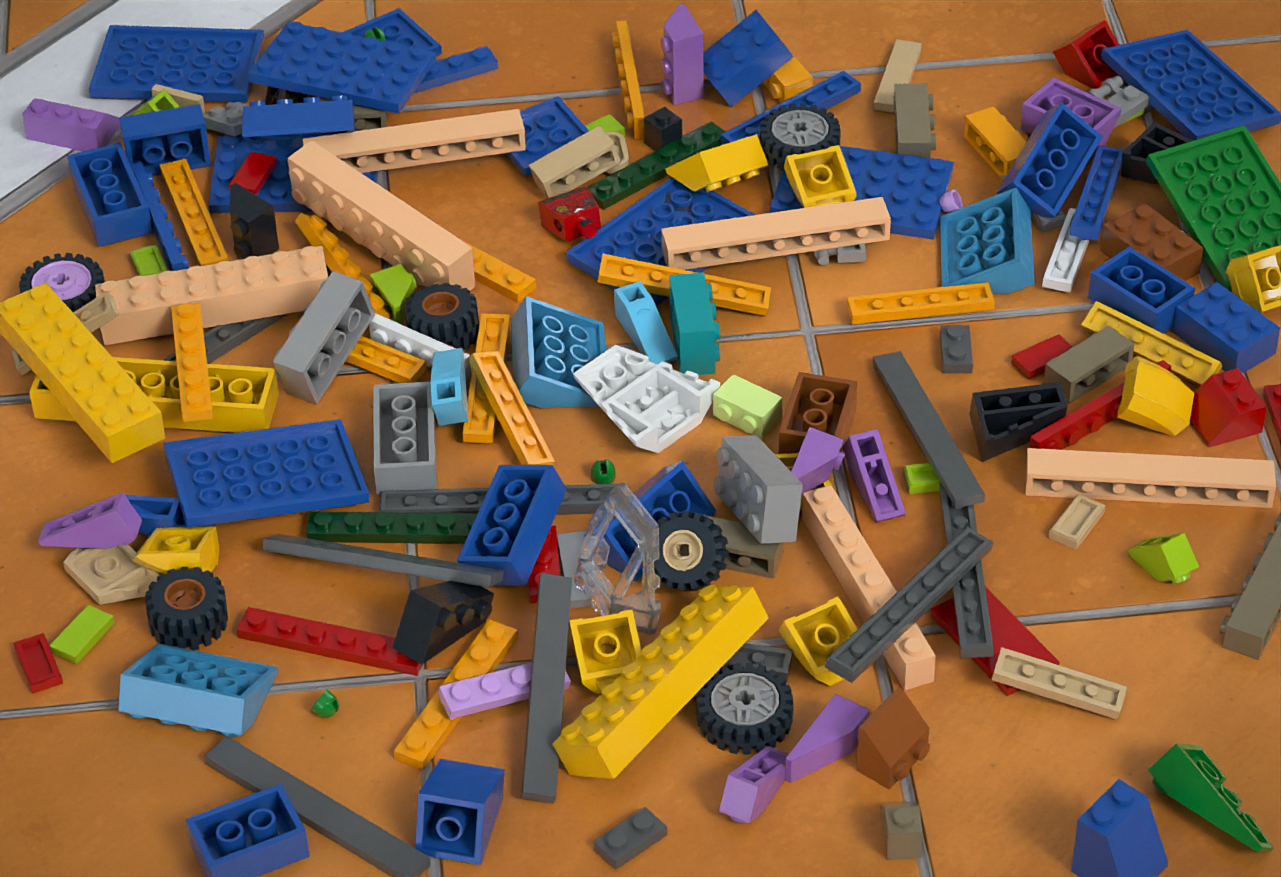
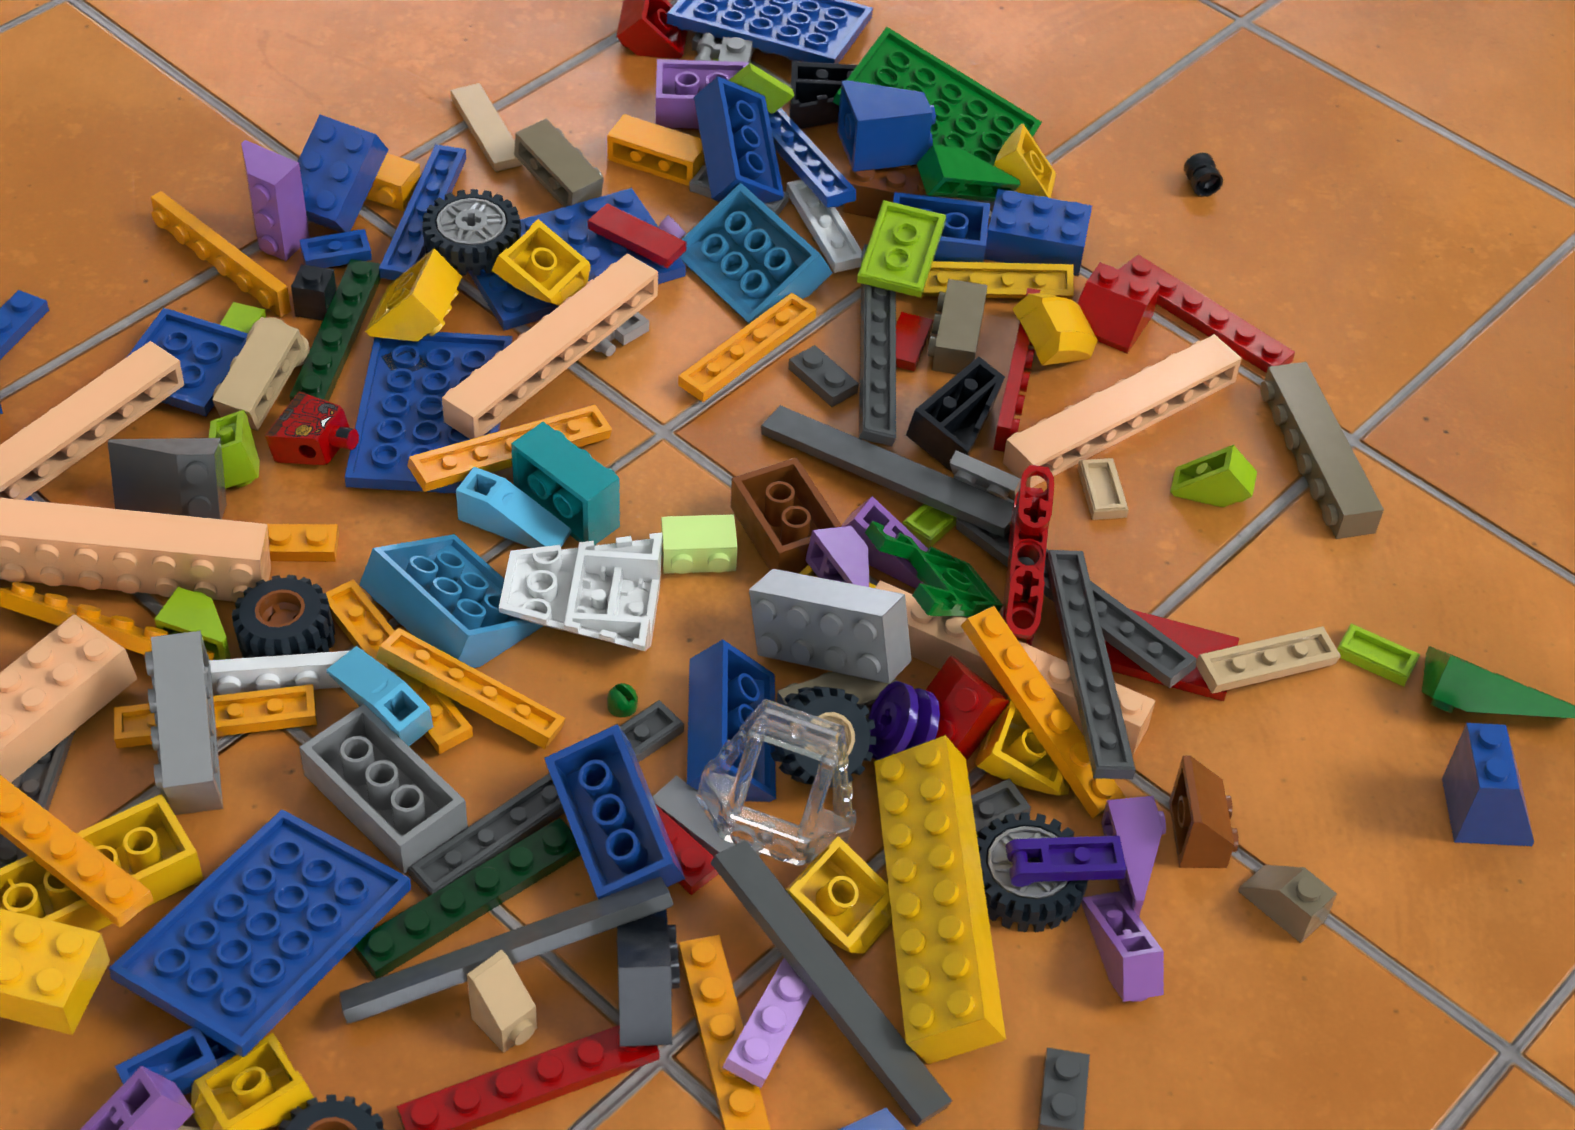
camera: 45 degrees left, 5 degrees up
(350, 583) = (501, 1002): none -> tan slope
(458, 199) = (169, 476): none -> dark grey slope
(513, 202) = (238, 449): none -> lime slope
(706, 110) = (336, 249): none -> blue plate
(751, 571) = (903, 719): none -> dark purple wheel
(762, 706) = (1065, 859): none -> dark purple plate
(797, 589) = (965, 705): none -> red slope
(849, 601) = (1039, 708): none -> light orange plate
(882, 511) = (949, 583): none -> green wing
(915, 192) = (637, 235): none -> red tile
(957, 506) = (1027, 539): none -> red piece
(982, 467) = (984, 476): none -> light grey plate
(1010, 344) = (877, 364): none -> dark grey tile
(1088, 286) = (901, 248): none -> lime tile
(1113, 137) = (757, 80): none -> lime tile
(1154, 193) = (883, 125): none -> blue slope
(1154, 728) = (1377, 655): none -> lime tile
(1192, 257) = (961, 175): none -> green slope

